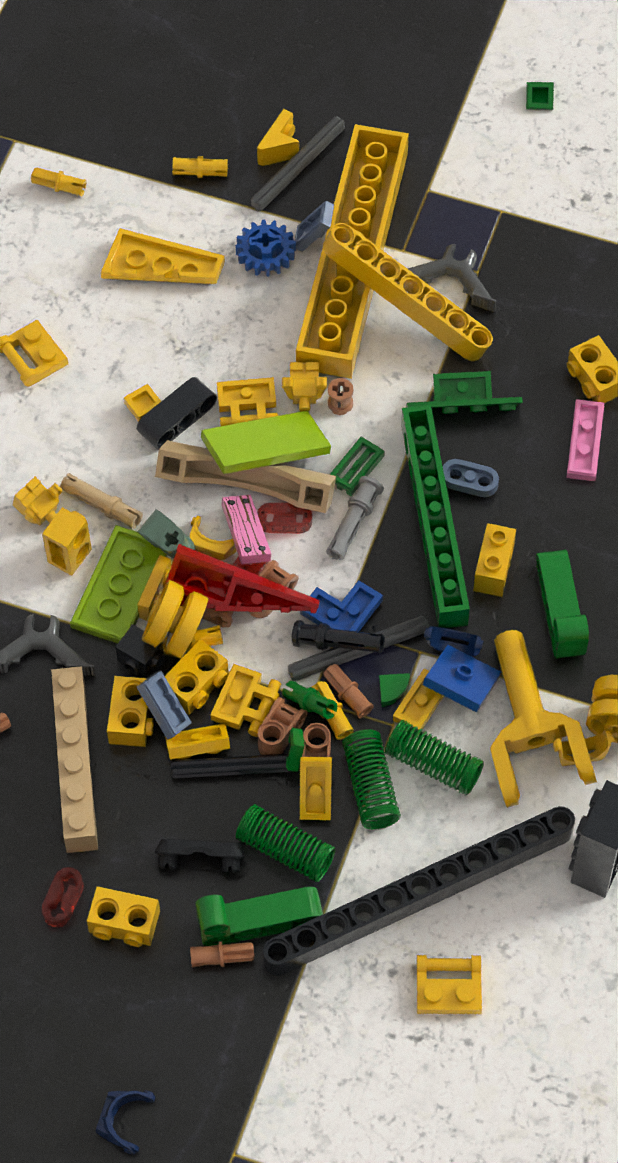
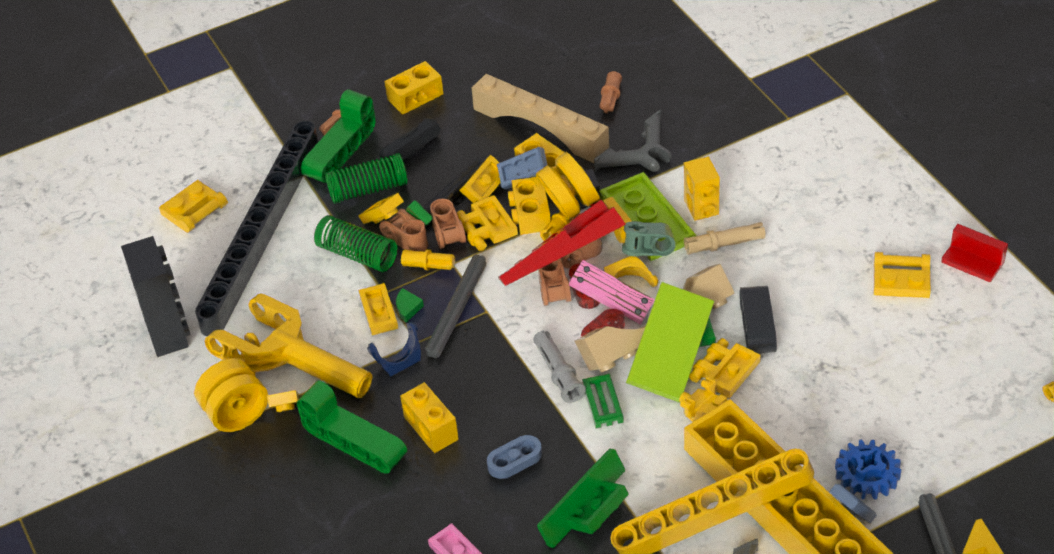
camera: 135 degrees right, 15 degrees down
(37, 502) = (756, 201): yellow piece -> none
(56, 894) = (458, 69): clear red beam -> none
(113, 1102) = (306, 23): dark blue helmet -> none
(141, 401) = (787, 306): yellow plate -> none
(155, 259) = (926, 393): yellow wing -> none
(200, 167) = (1011, 473): yellow pin -> none
(309, 699) = (444, 245): green pin -> none
(324, 637) = (481, 283): black pin -> none
(344, 396) = (670, 421): nougat bush -> none
(348, 690) = (431, 278): nougat axle -> none
(350, 613) = (487, 309): blue plate -> none
(435, 517) = (504, 403): green brick -> none
(461, 678) = (361, 327): blue plate -> none
(469, 774) = (296, 290): green piece -> none
(584, 671) = (283, 401): none -> yellow plate

